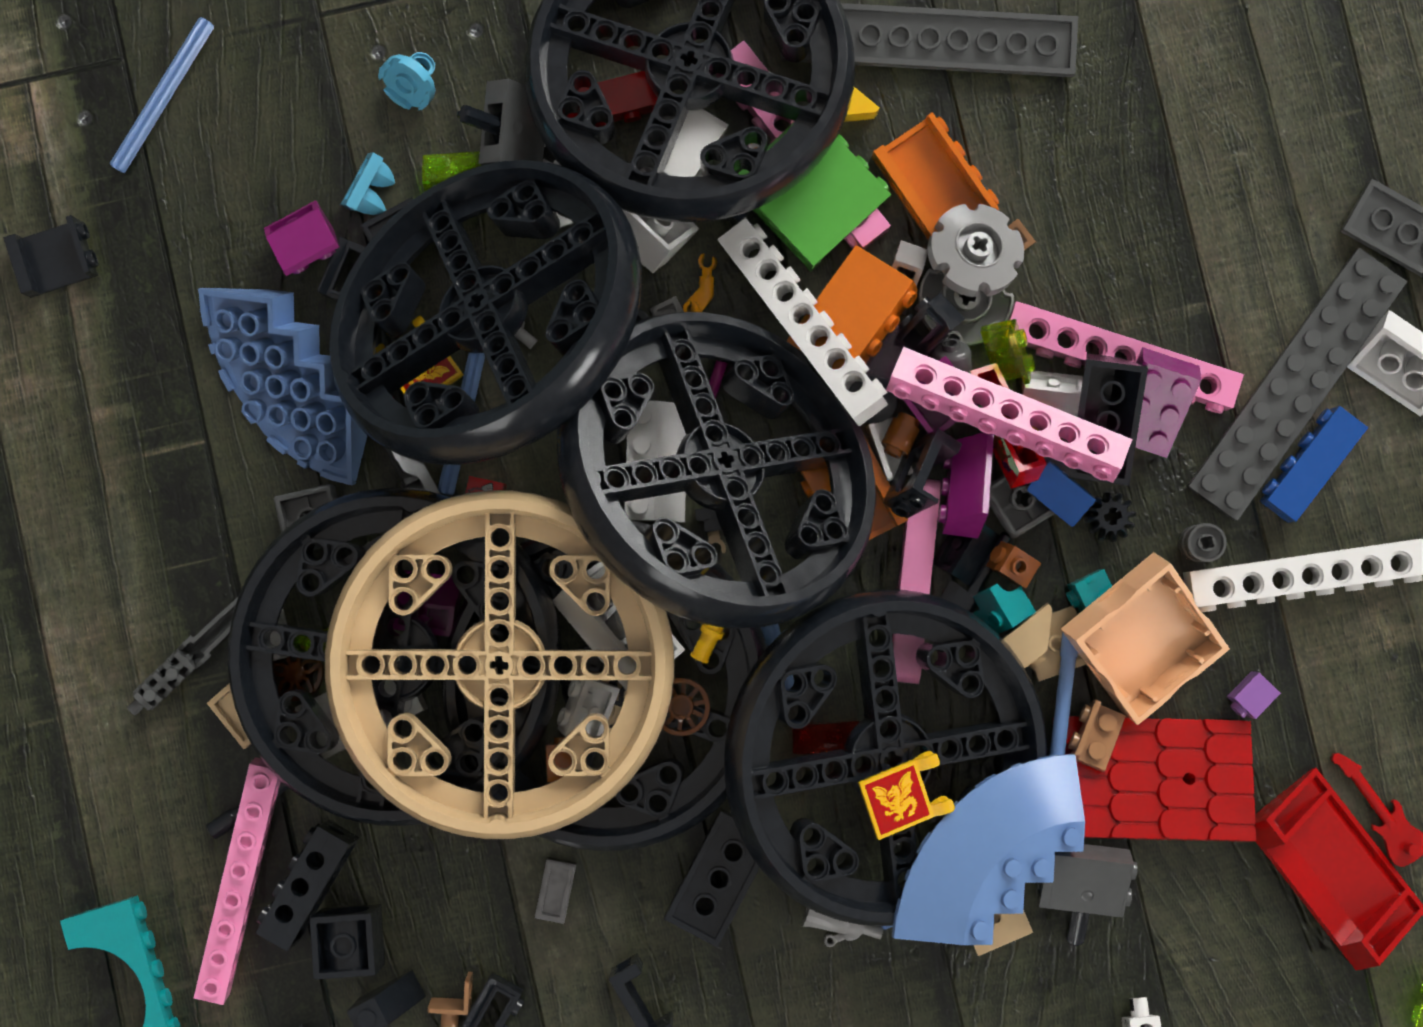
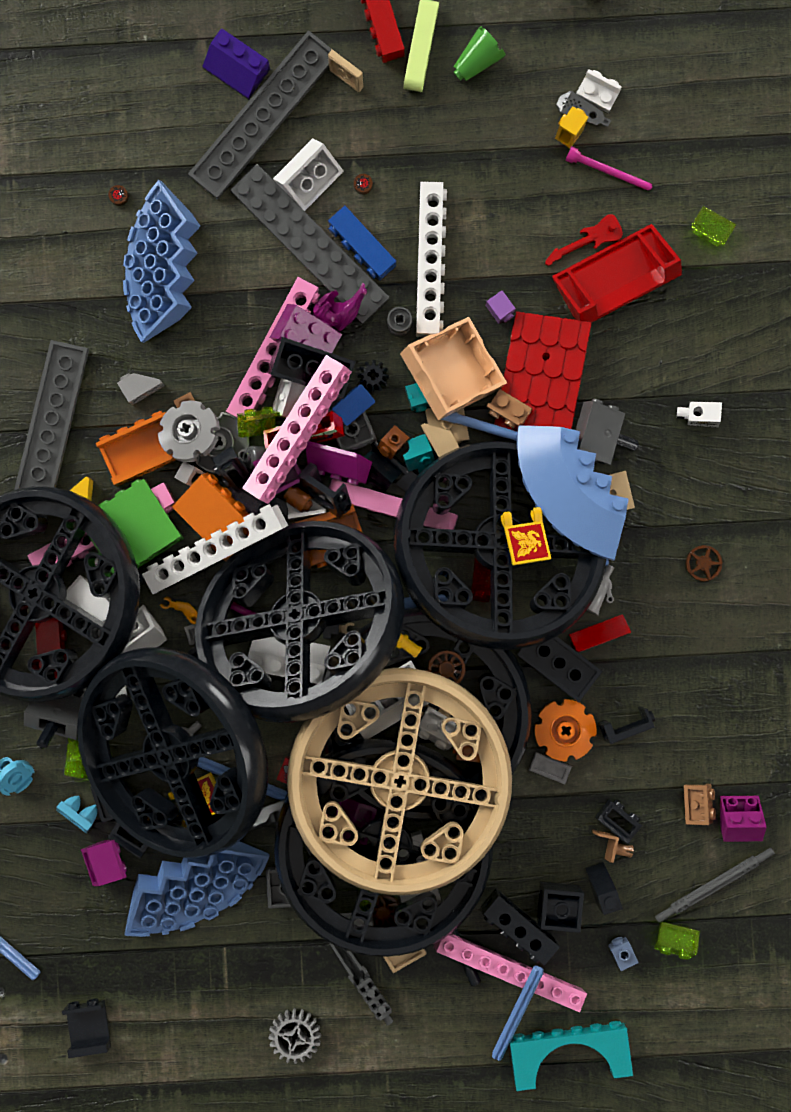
camera: 80 degrees left, 0 degrees up
(90, 559) = (302, 1038): none -> light grey gear
(177, 903) = (517, 1012): none -> medium blue axle
(624, 927) = (580, 730): none -> orange piece
(774, 933) = (599, 633): none -> red slope
(1029, 162) = (137, 387): none -> light grey slope
(1197, 448) = (338, 314): none -> magenta hair
(1225, 157) = (158, 261): none -> medium blue brick
(1318, 78) = (118, 195): none -> tile
(1406, 450) = (363, 184): none -> tile

